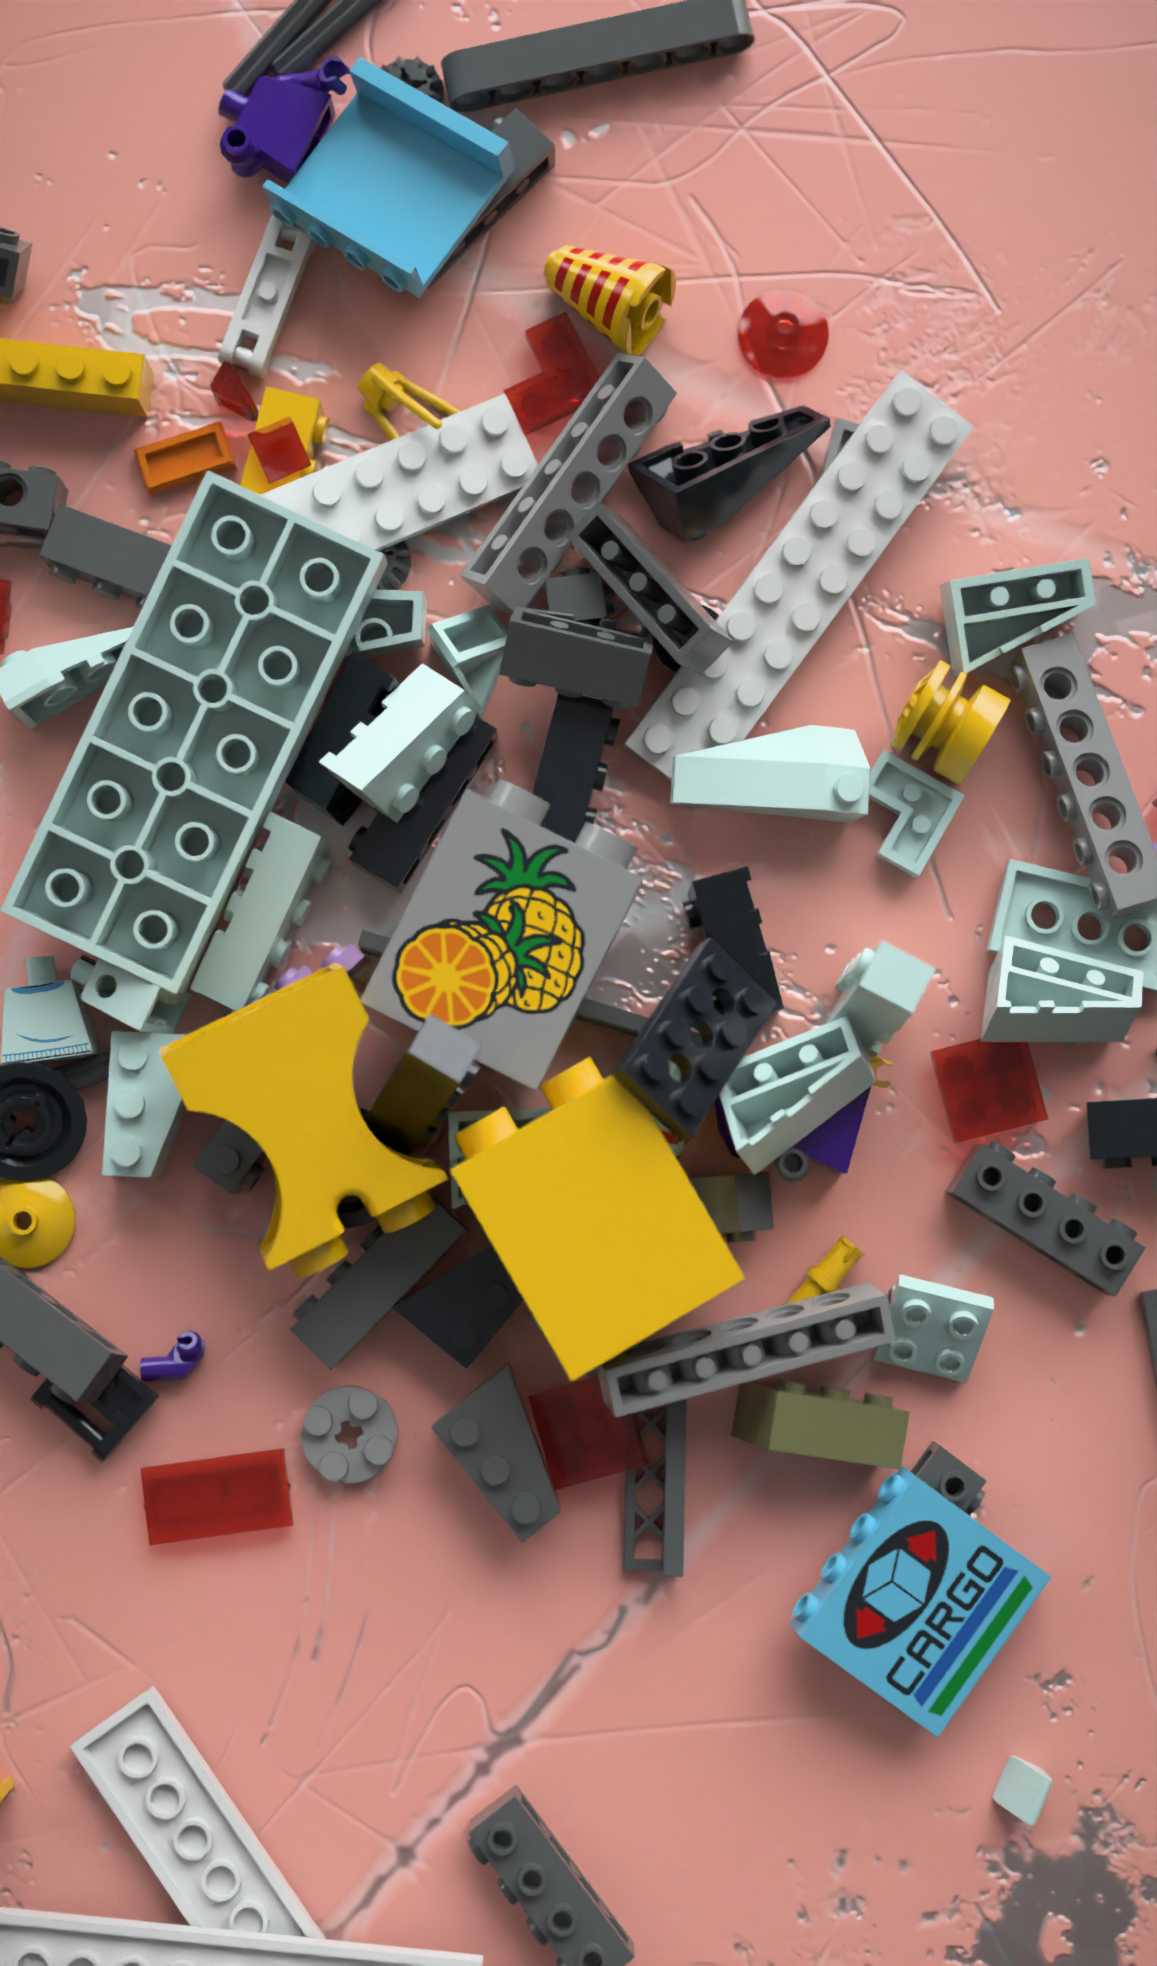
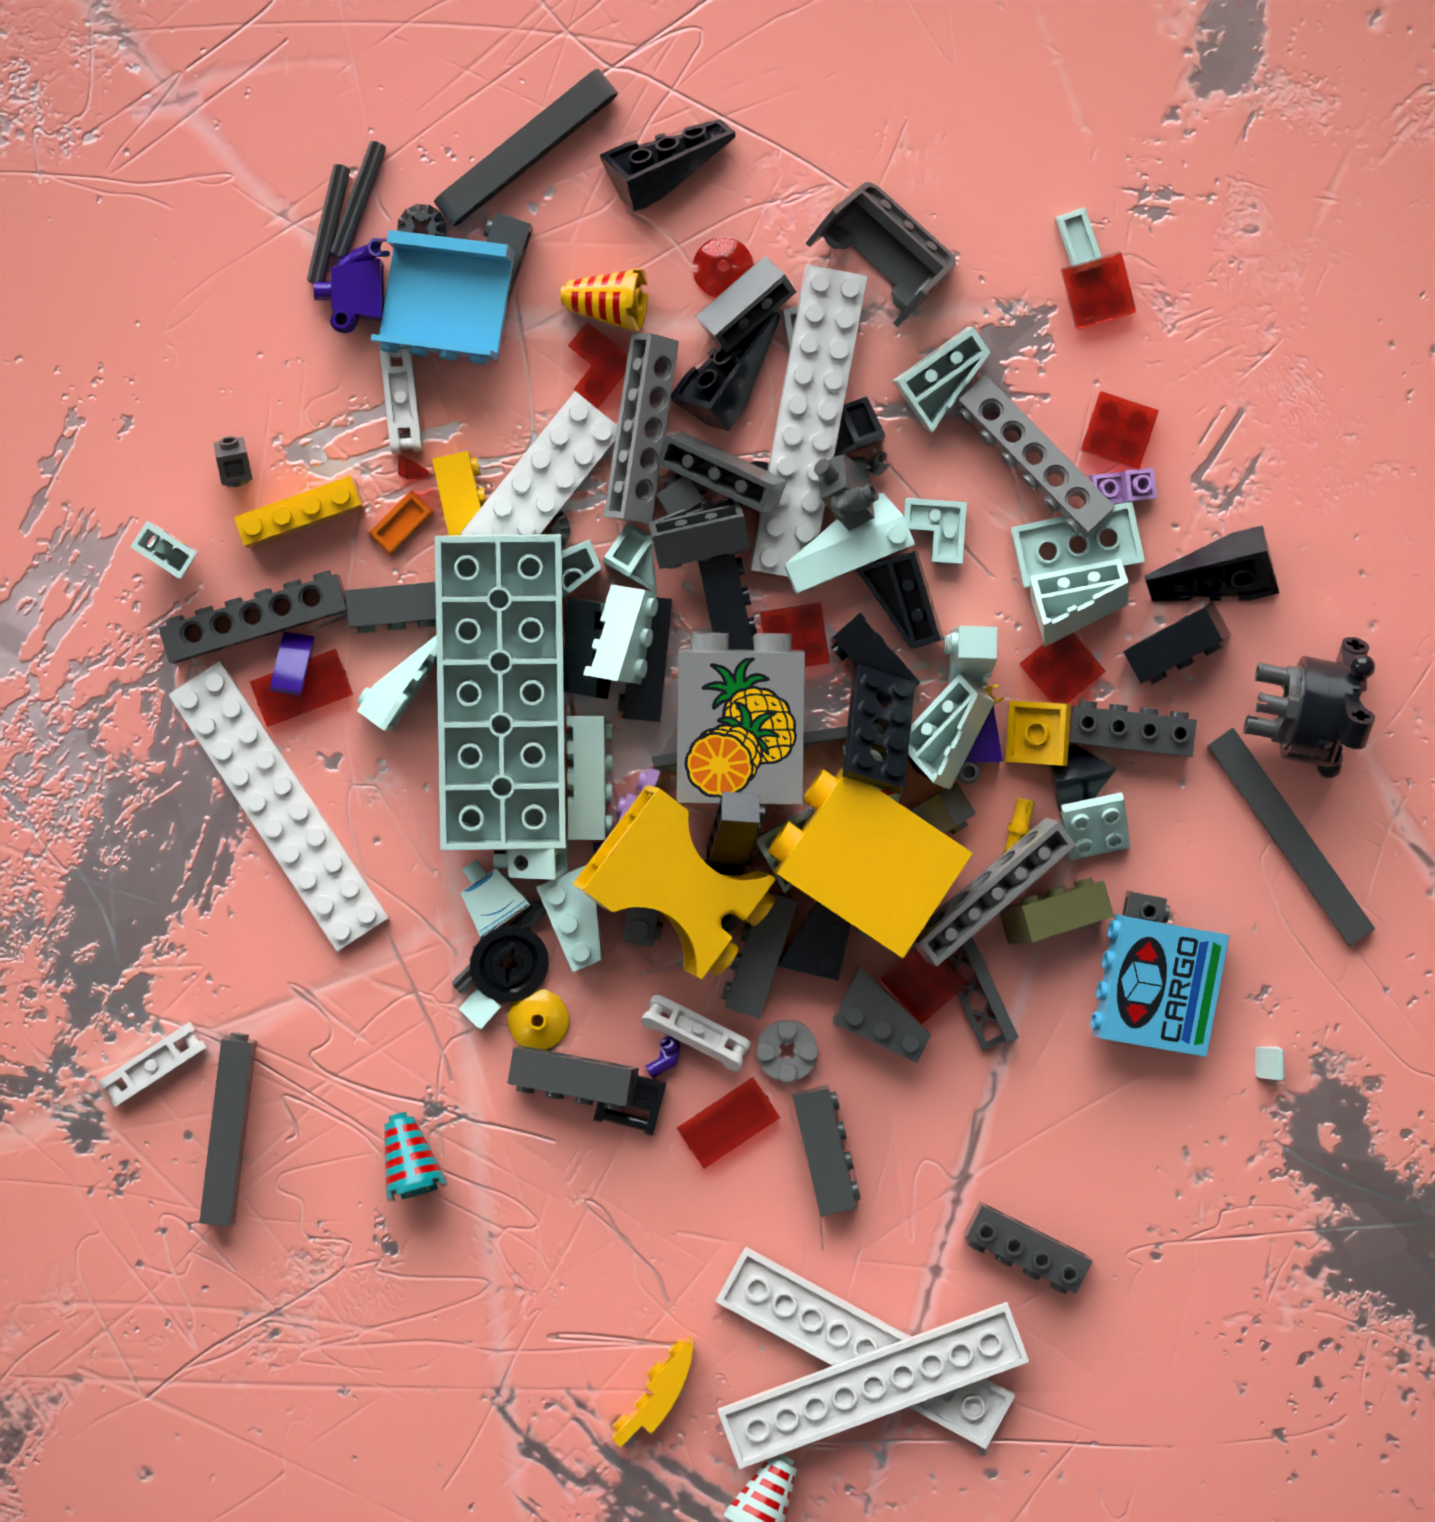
camera: 25 degrees left, 5 degrees up
(235, 1345) = (696, 1032): none -> white plate
(279, 449) = (459, 493): clear red slope -> none
(331, 1605) = (824, 1150): none -> dark grey brick
(389, 389) = (501, 422): yellow plant -> none
(660, 859) = (806, 627): none -> clear red plate
(750, 161) = (653, 169): none -> black wedge
(791, 388) = (746, 304): none -> brick
(812, 692) = (847, 487): none -> dark grey torso
(819, 881) = (905, 596): none -> black wedge
(862, 629) = (858, 427): none -> black slope
(914, 1158) = (1038, 733): none -> yellow plate
(940, 1243) = (1080, 778): none -> black slope
(949, 722) = (937, 464): yellow wheel -> none
(1021, 398) = (890, 243): none -> dark grey windscreen

